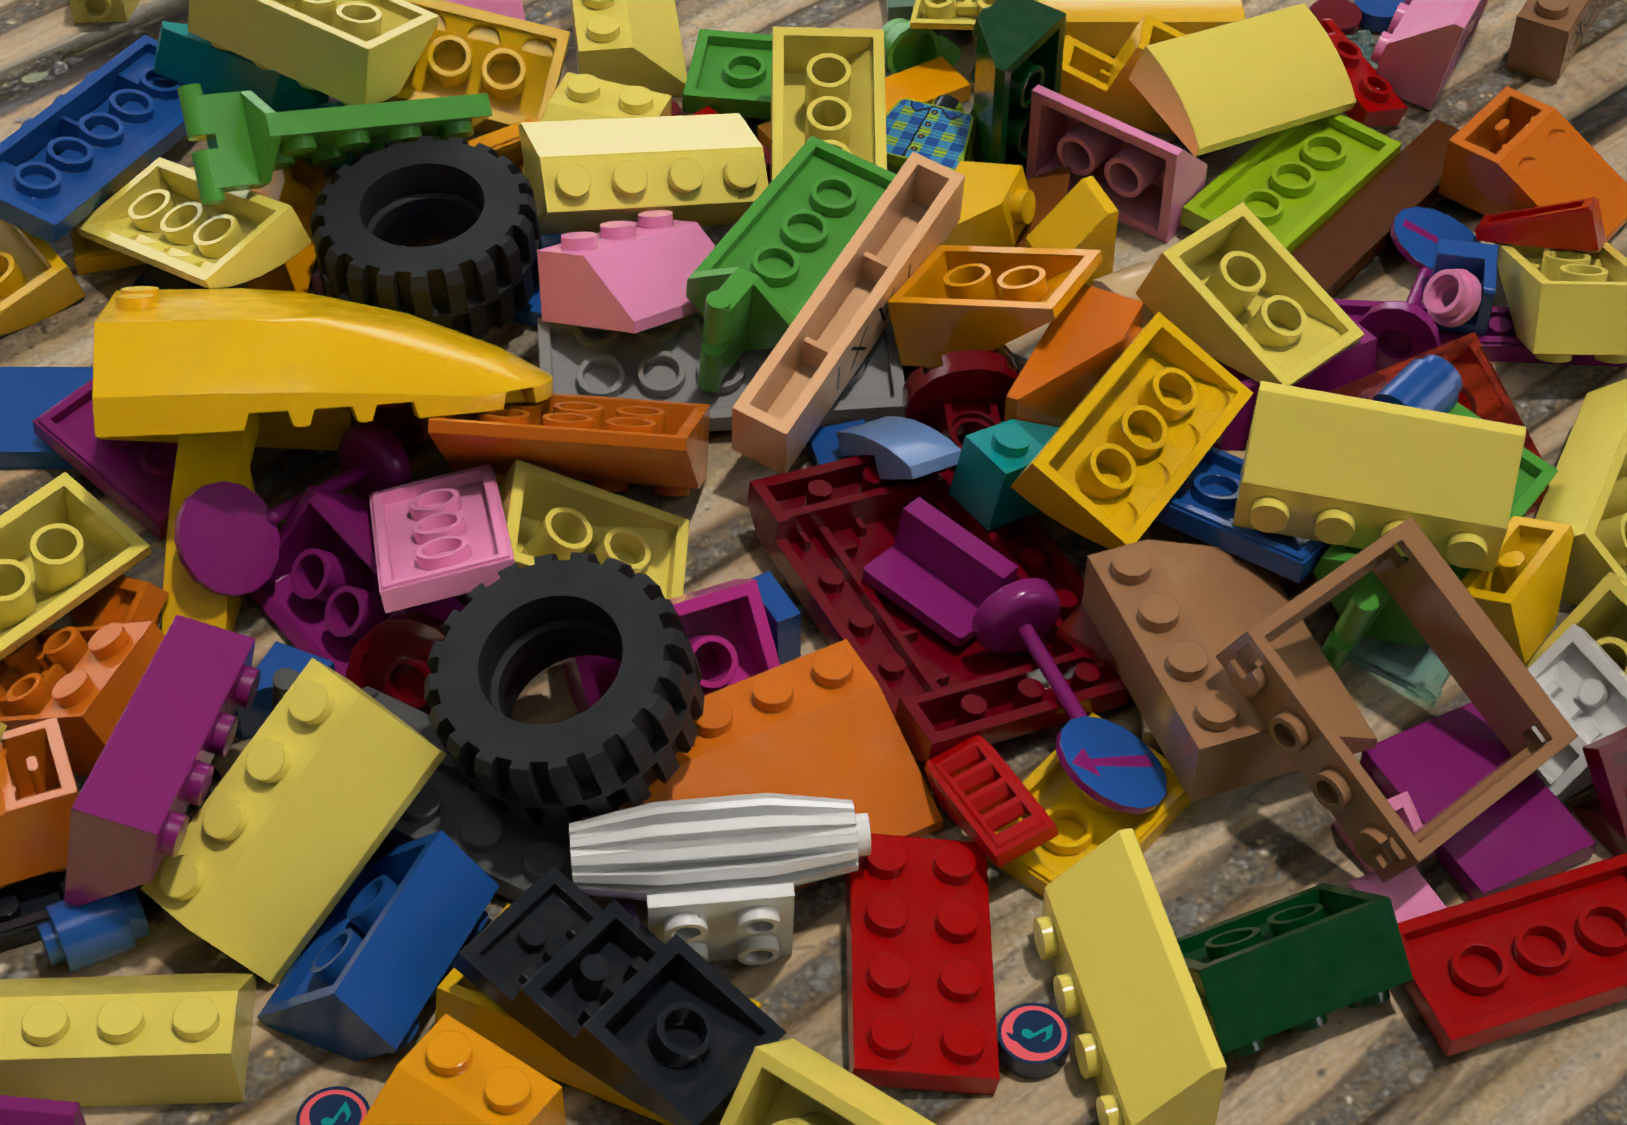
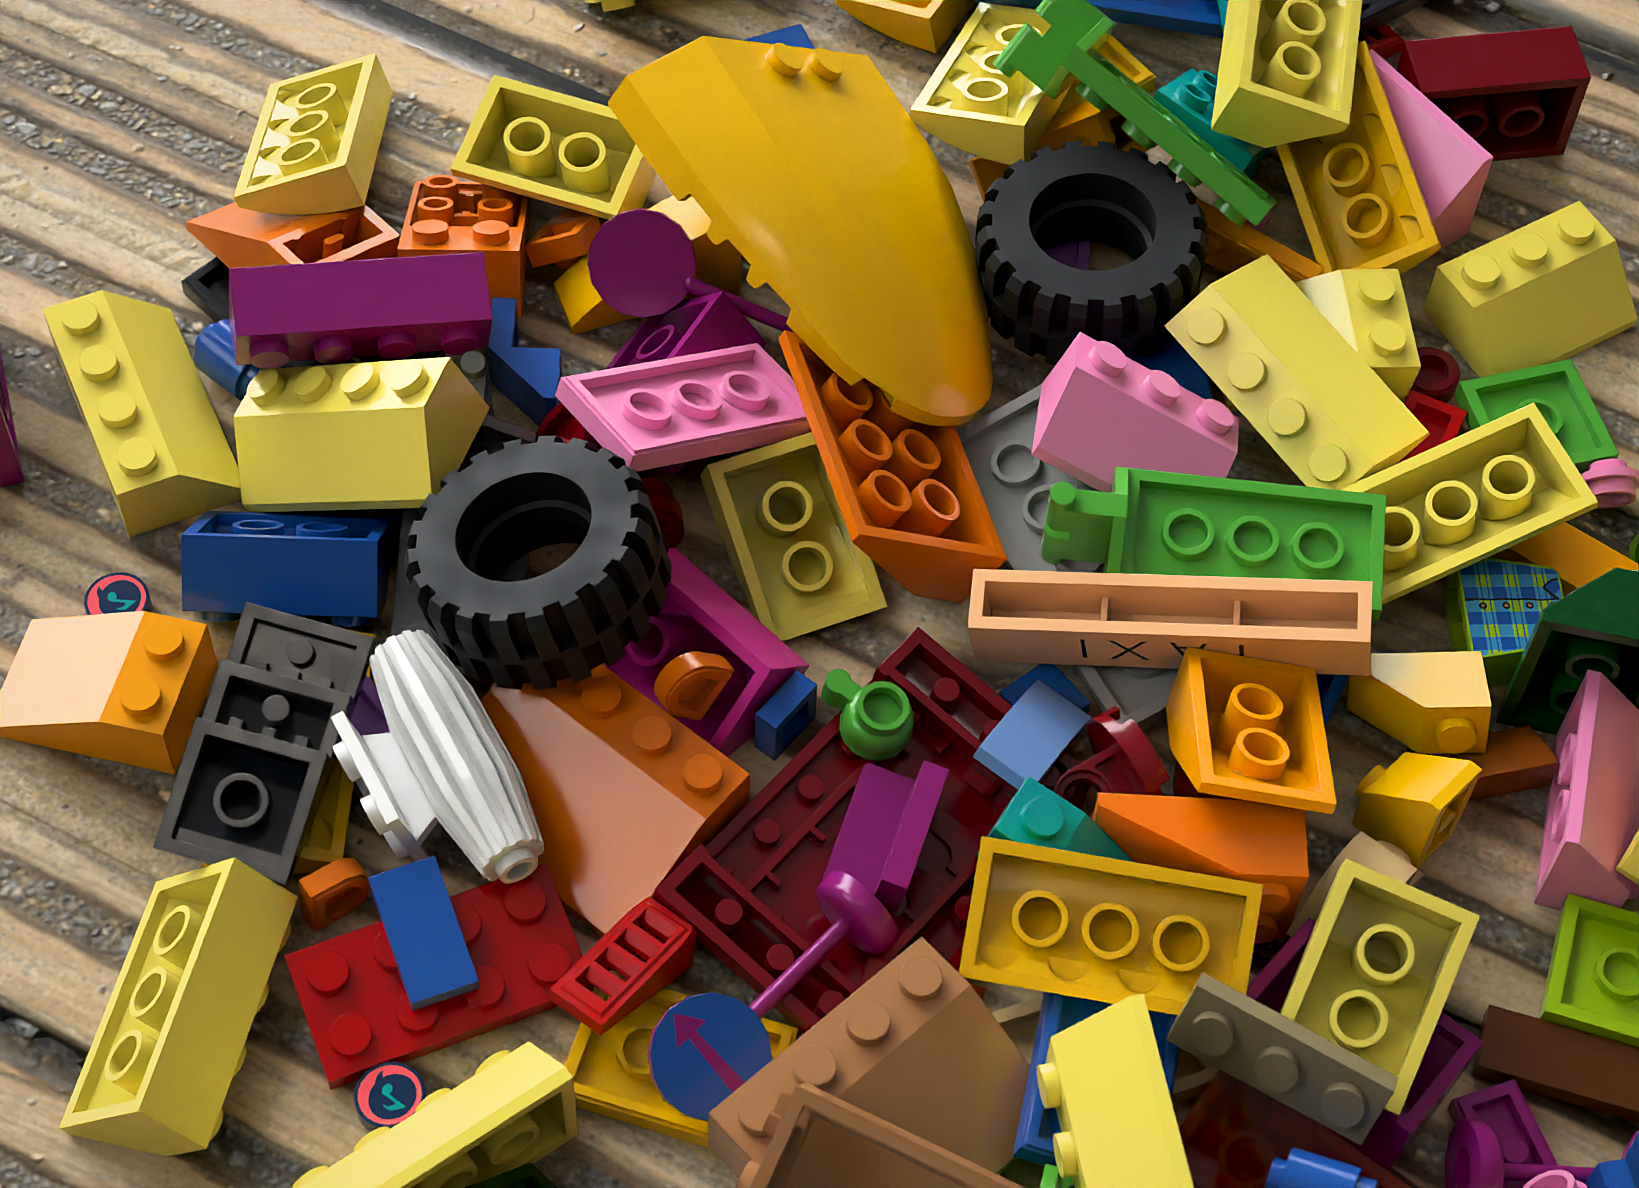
camera: 65 degrees right, 10 degrees up
(733, 646) = (692, 683): none -> orange tile
(793, 1010) = (332, 892): none -> orange tile
(822, 545) = (873, 719): none -> bright green piece
(894, 934) = (423, 933): none -> blue tile
(1314, 360) = (1282, 1058): none -> dark tan plate

